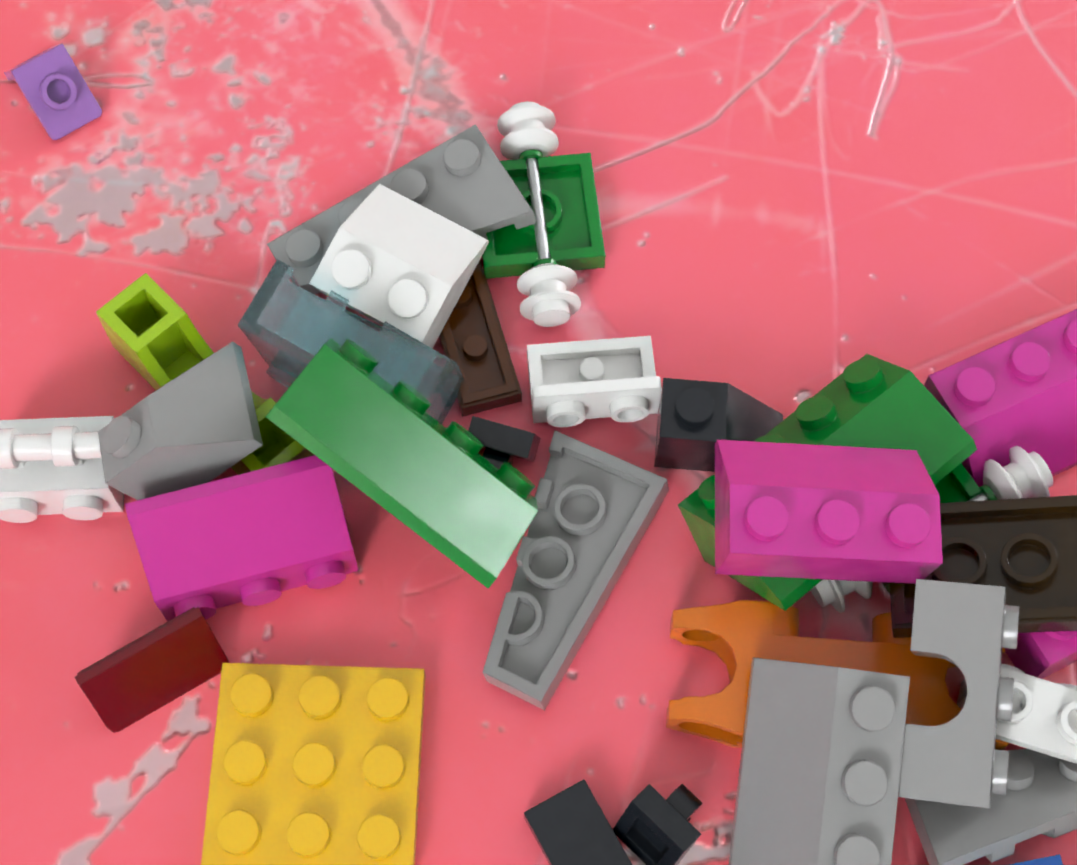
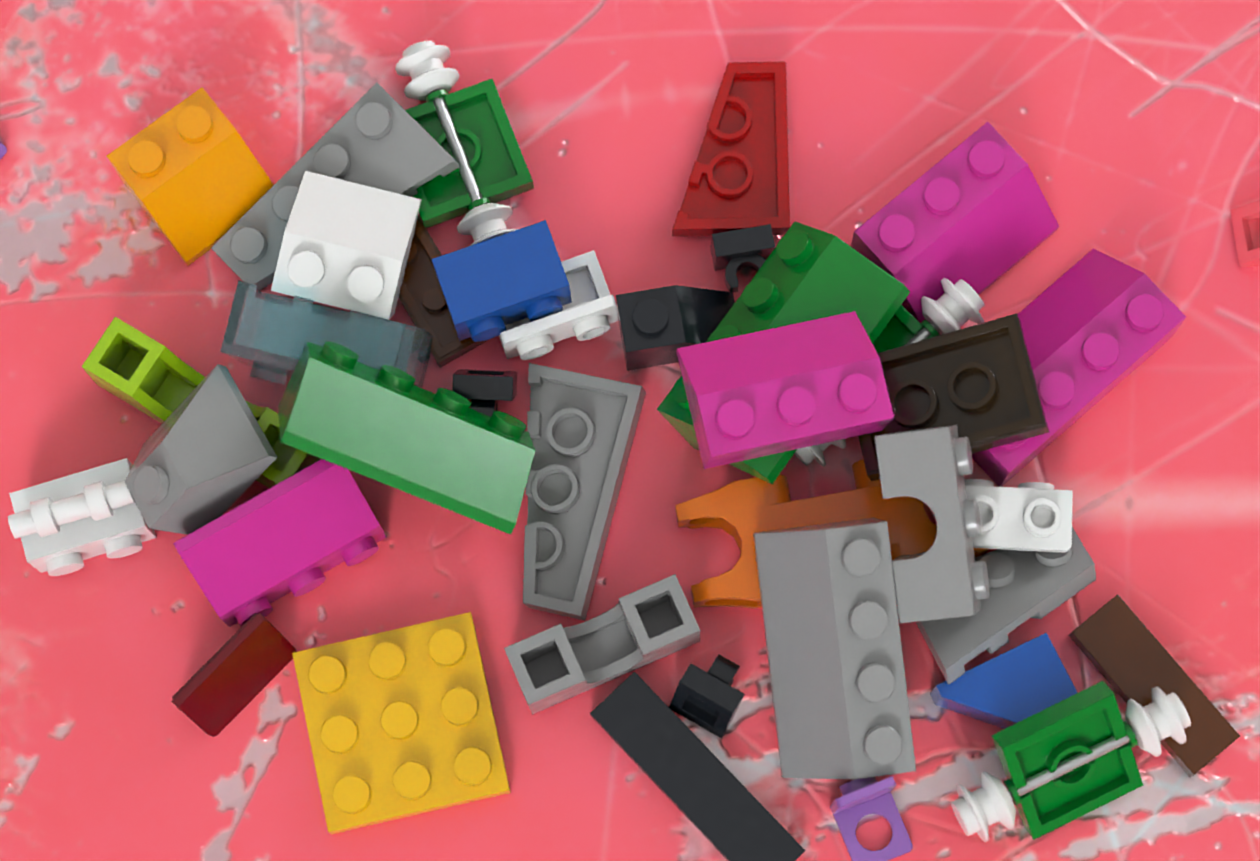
camera: 10 degrees left, 10 degrees up
(268, 168) = (191, 174): none -> light orange slope
(518, 748) = (586, 655): none -> light grey arch
(549, 336) = (503, 282): none -> blue brick
(801, 371) = (741, 249): none -> black tile
(824, 290) = (743, 156): none -> red wing

